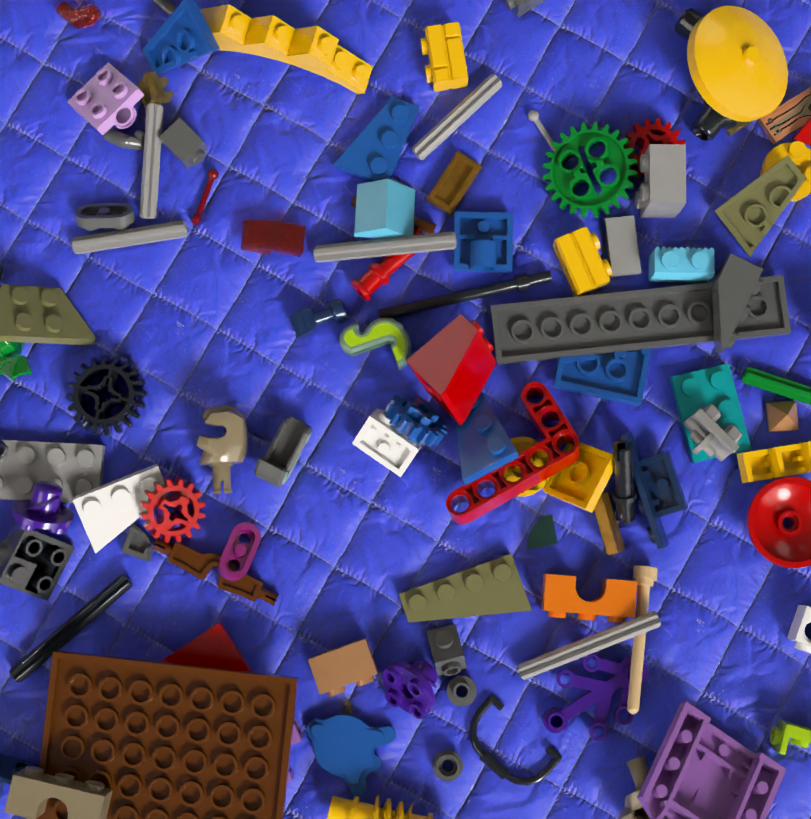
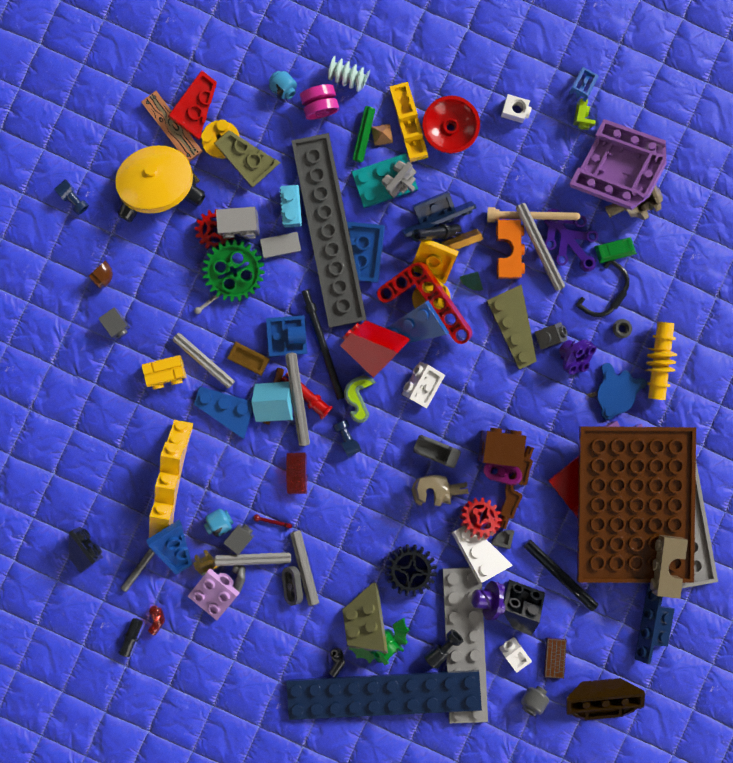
camera: 105 degrees left, 5 degrees up
(211, 116) = (218, 522): none -> dark azure head
(275, 550) = (501, 447): none -> reddish brown piece
(343, 666) = (568, 399): medium nougat brick -> none
(416, 420) = (409, 368): blue gear -> none
(456, 682) = (569, 324): dark grey plate -> none
(573, 767) = (615, 250): none -> green tile
(582, 261) = (294, 270): yellow brick -> none
(730, 294) = (307, 173): dark grey slope -> none

